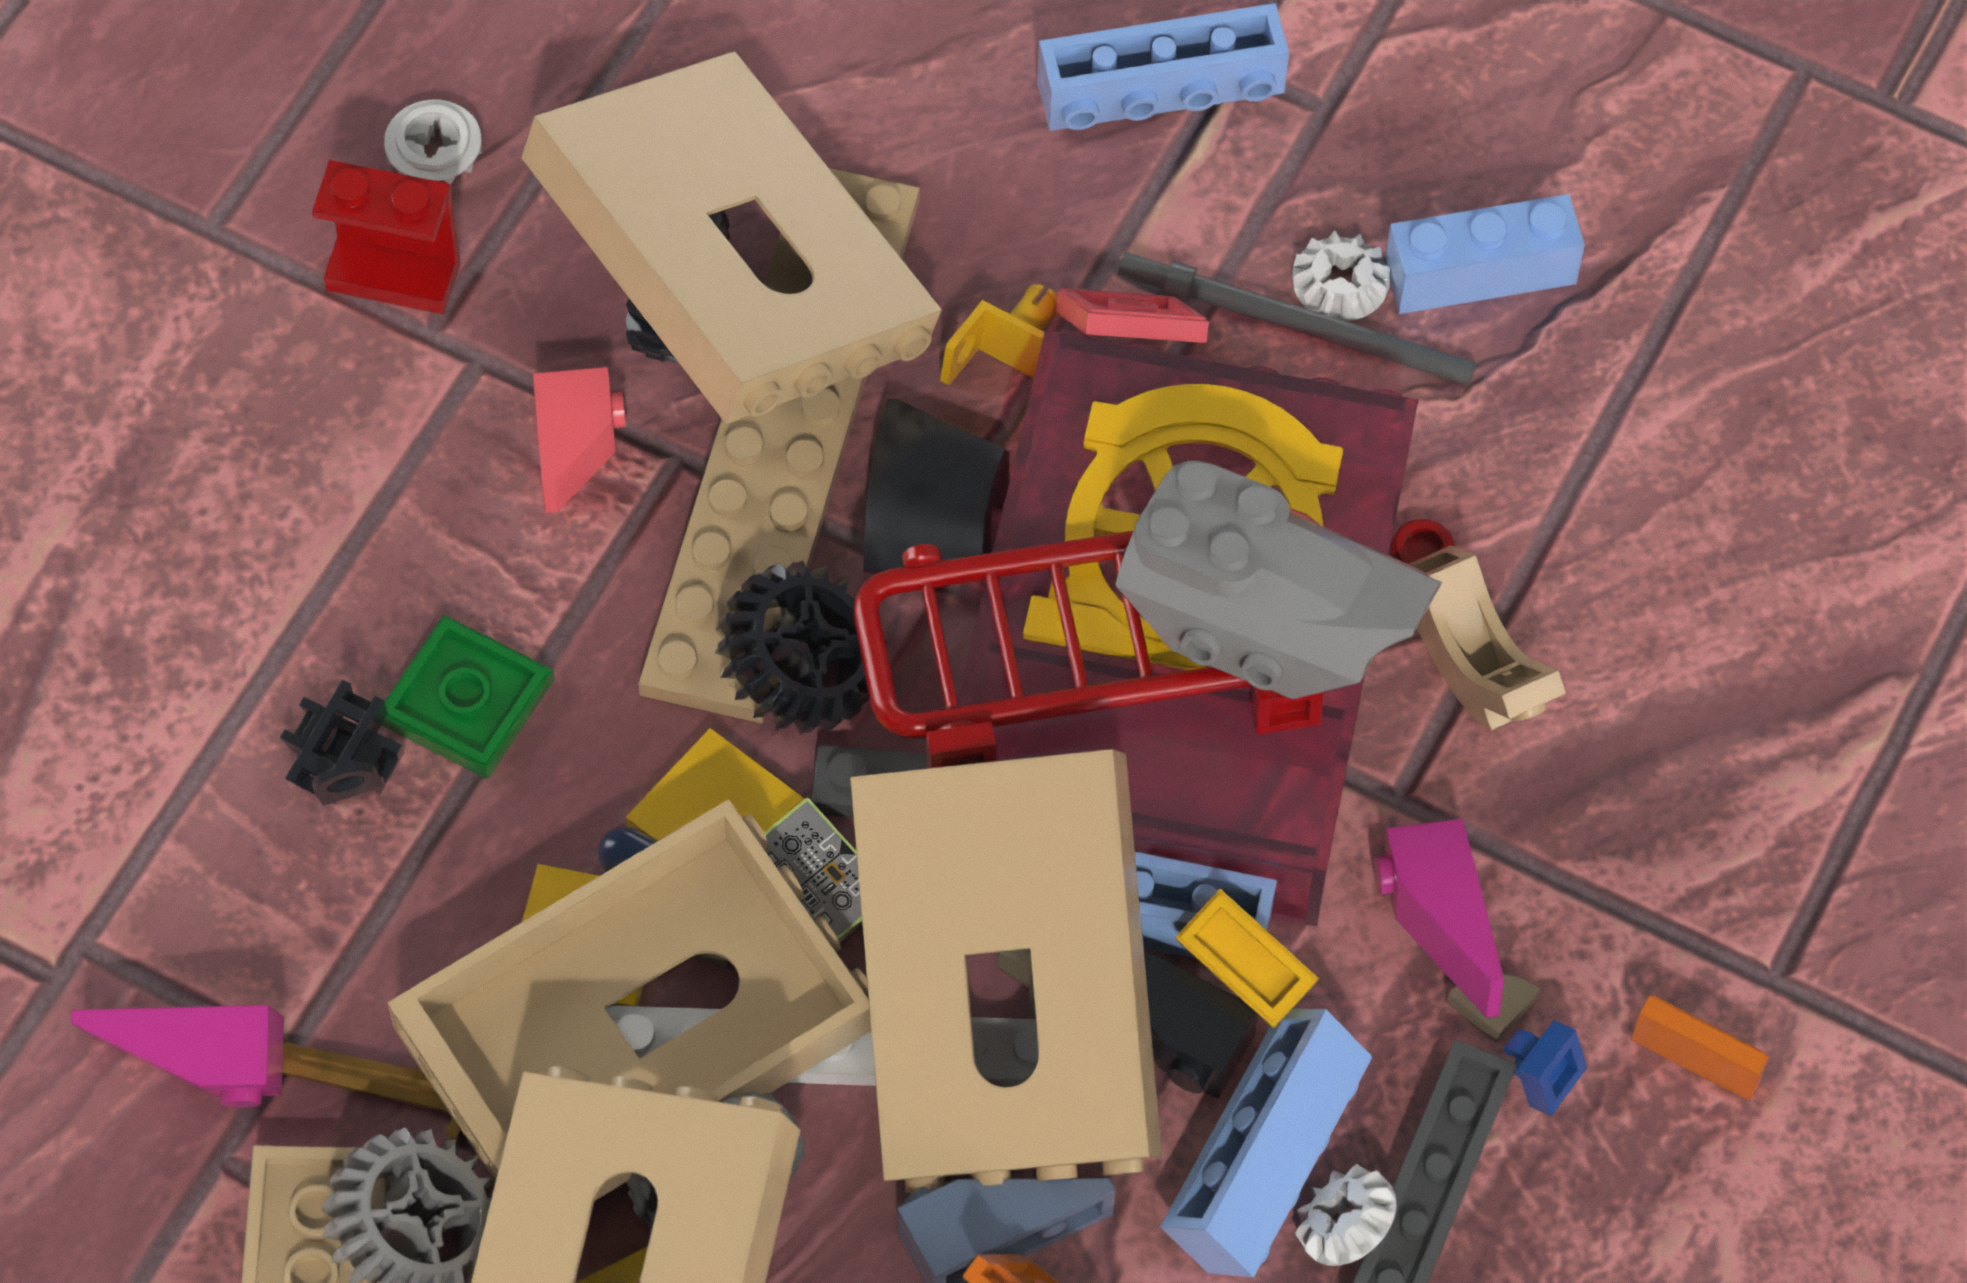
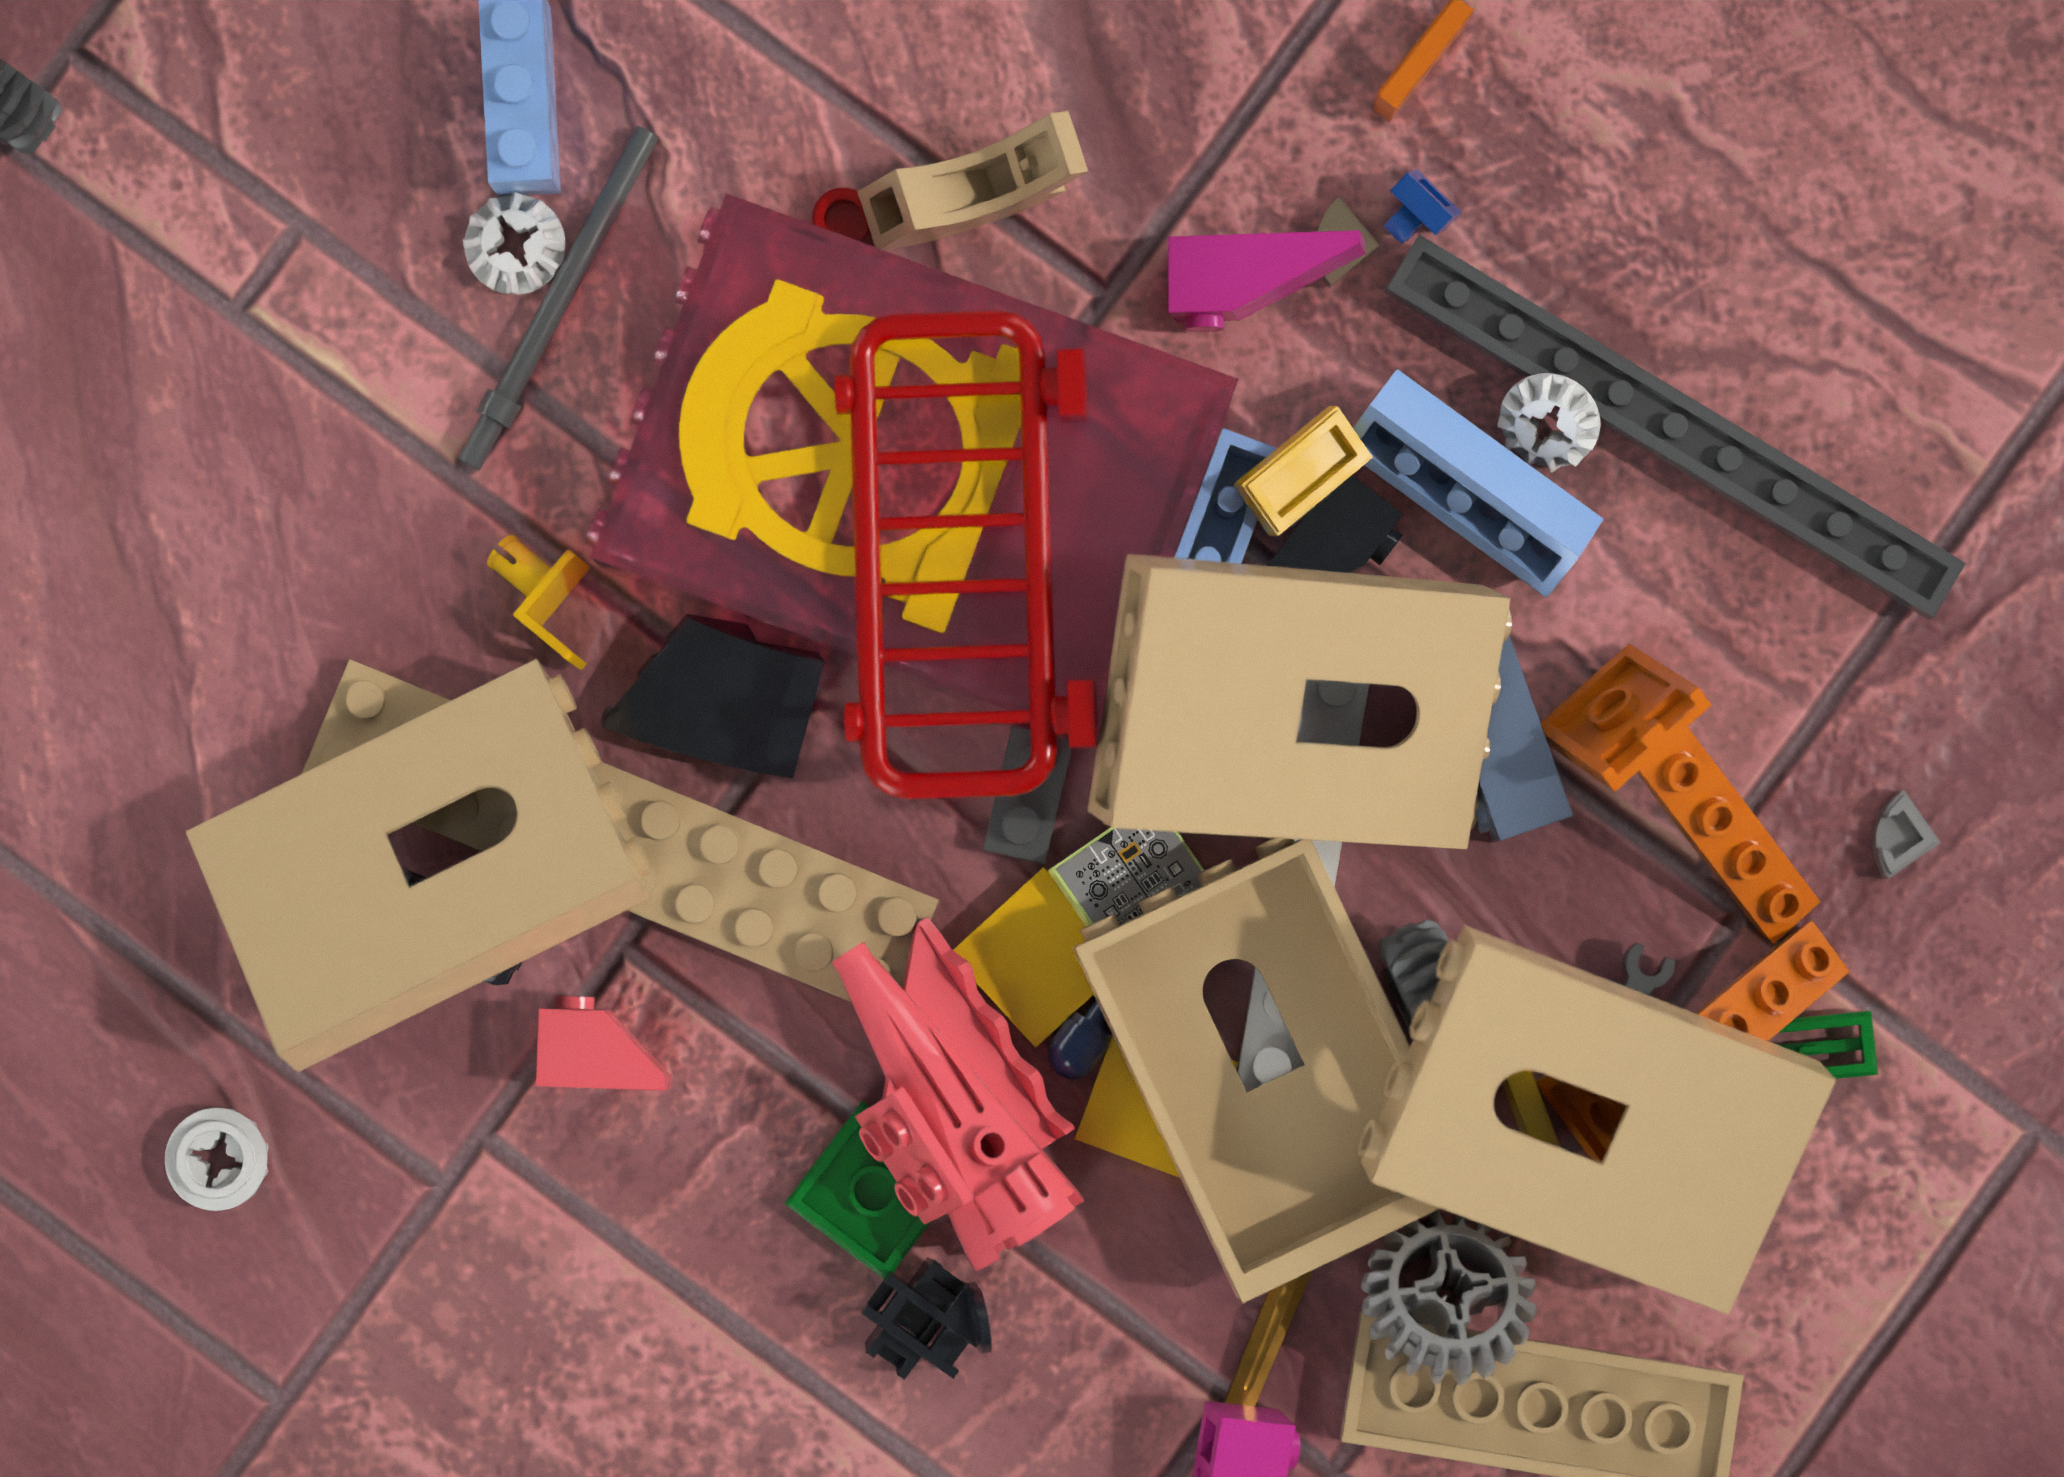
camera: 80 degrees left, 25 degrees up
(391, 236) = (354, 1220): red panel -> none
(573, 738) = (958, 1102): none -> coral piece
(787, 665) = (837, 857): black gear -> none
(1131, 315) = (556, 466): coral tile -> none
(1162, 67) = (249, 383): light blue brick -> none
(1263, 590) = (985, 374): light grey slope -> none

